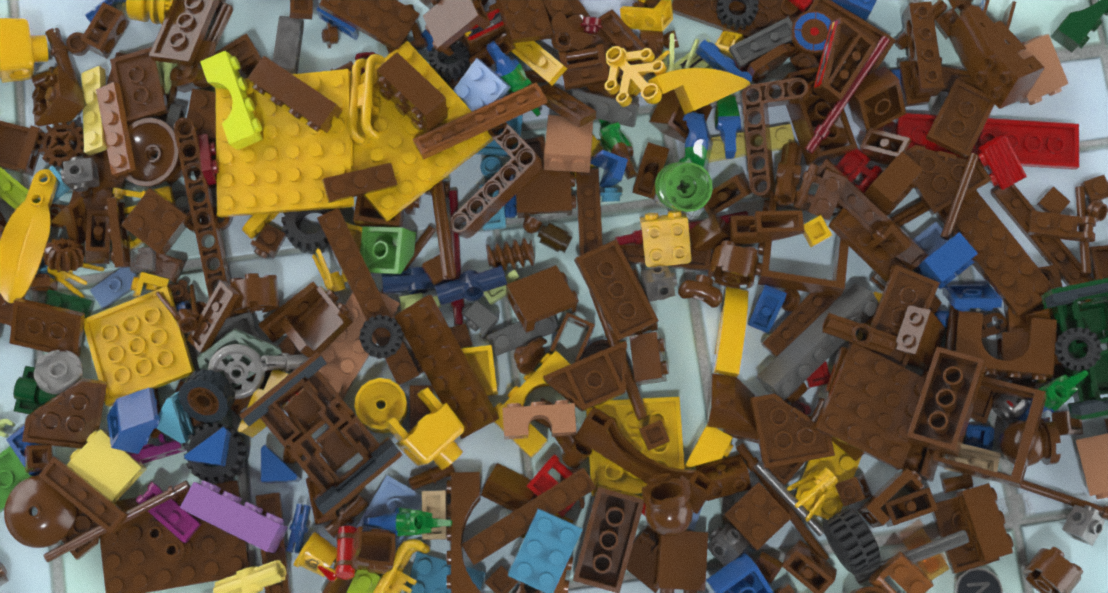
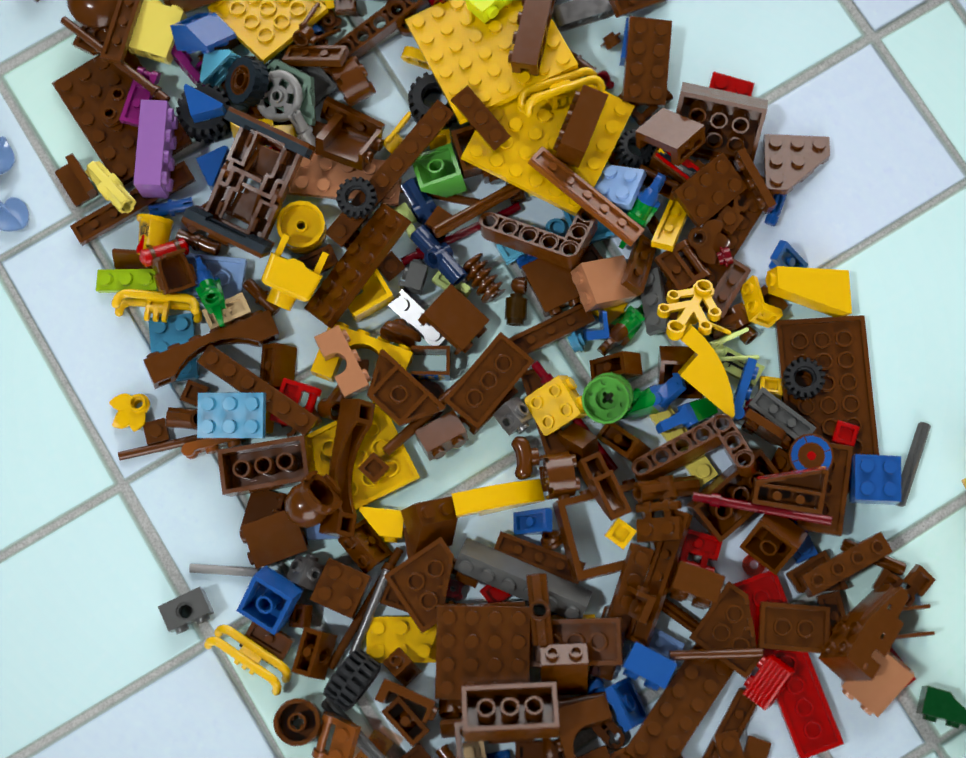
camera: 70 degrees right, 0 degrees up
(268, 242) = (403, 73): reddish brown bracket -> none
(823, 482) = (395, 634): yellow plant -> none
(883, 146) = (732, 564): reddish brown slope -> none

